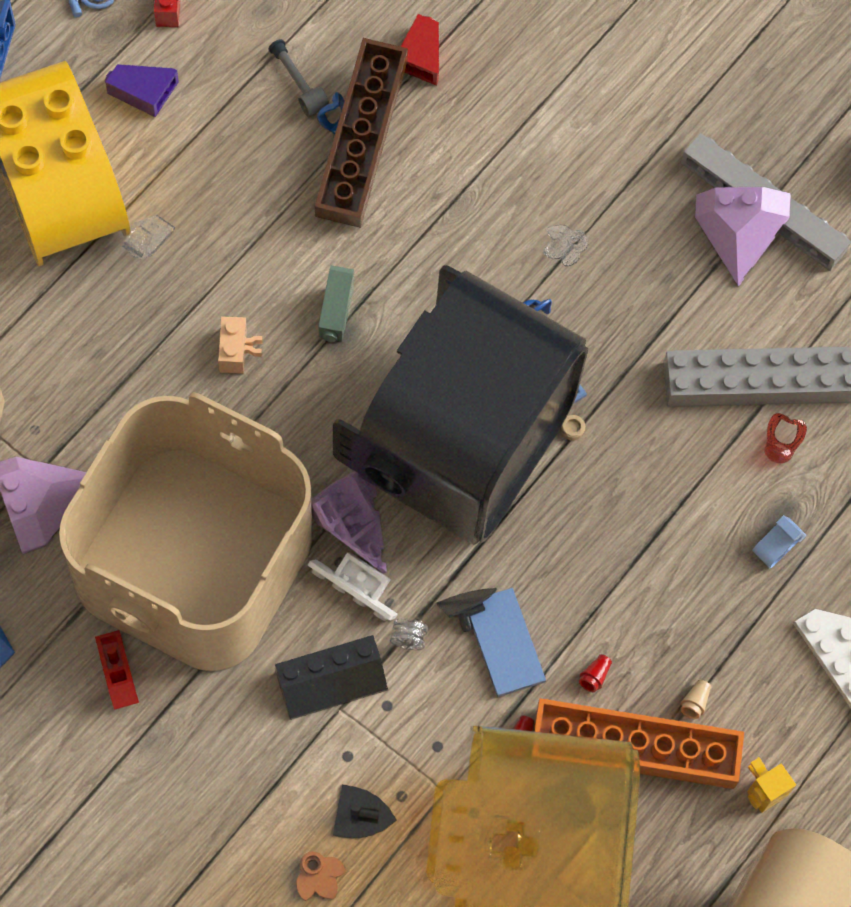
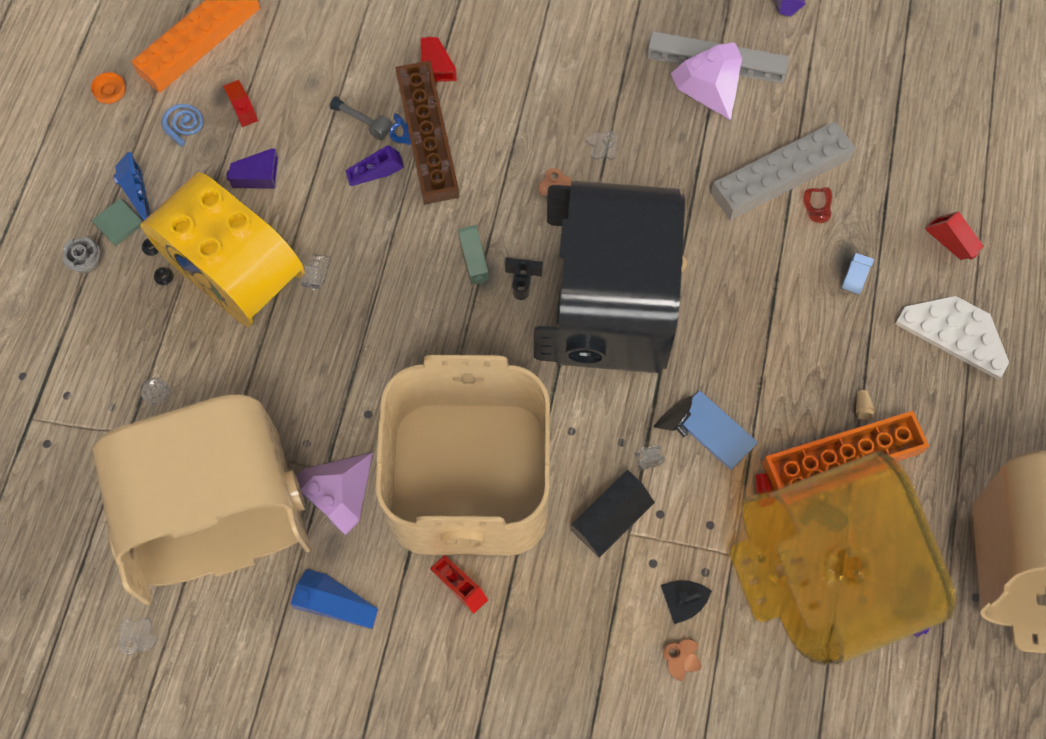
camera: 20 degrees left, 0 degrees up
(235, 345) = (418, 317): light nougat brick -> none
(283, 145) = (376, 166): none -> dark purple slope
(350, 515) = (567, 396): lavender wedge -> none
(358, 580) = (593, 436): white bracket -> none
(376, 359) = (533, 268): none -> black tile
(480, 267) = (548, 181): none -> nougat plate
(595, 674) = (788, 421): red cone -> none
(769, 786) = (949, 439): yellow brick -> none

